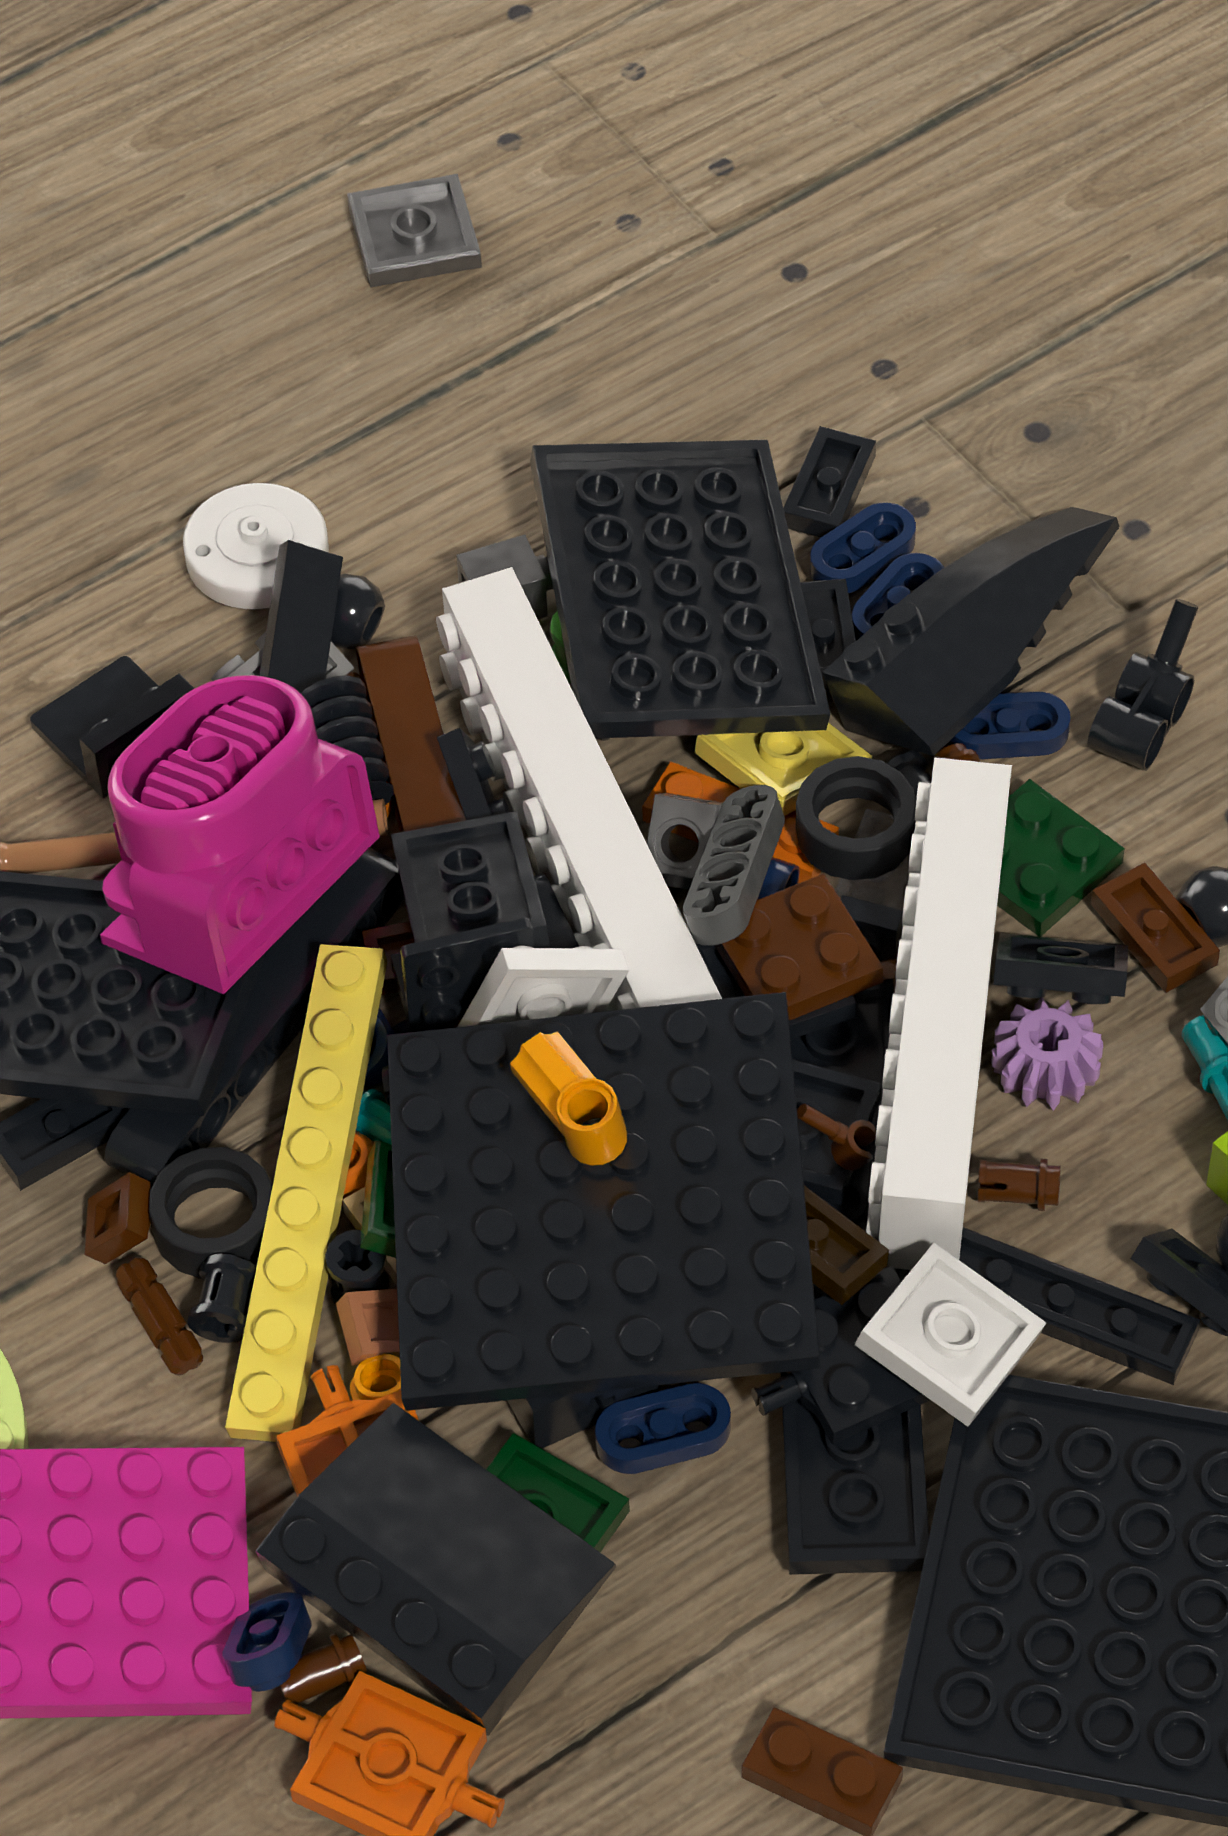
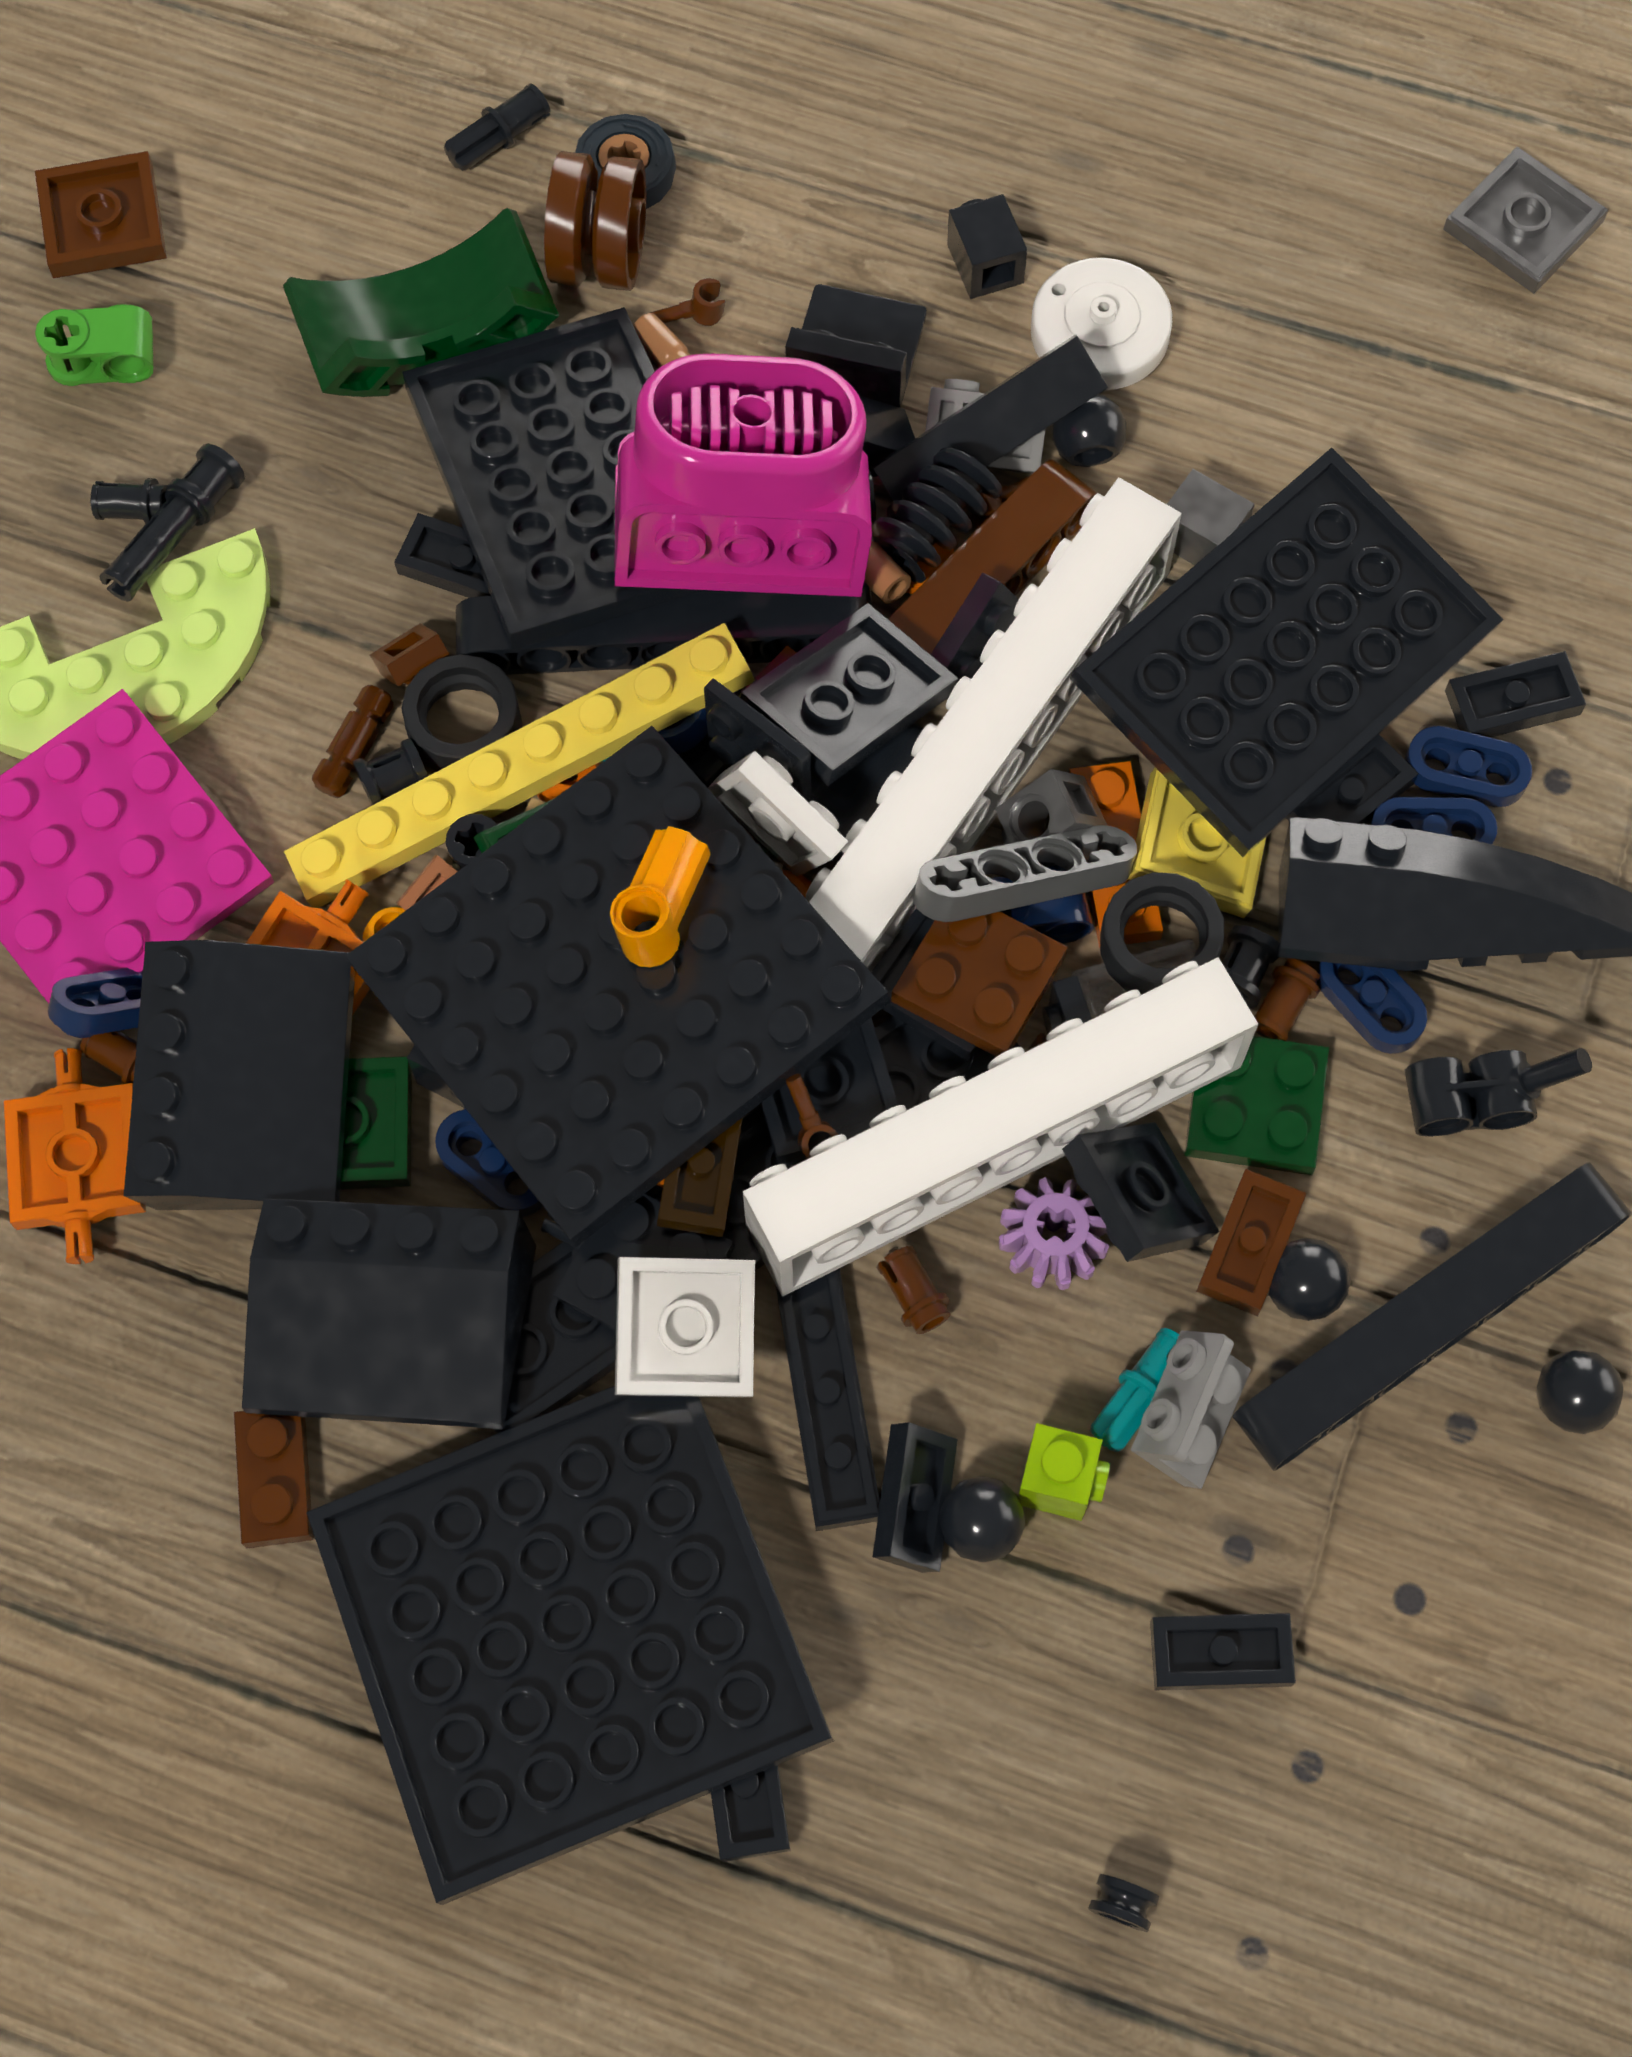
camera: 55 degrees right, 15 degrees up
(108, 578) = (986, 246): none -> black brick
(750, 1574) = (385, 1312): none -> black slope

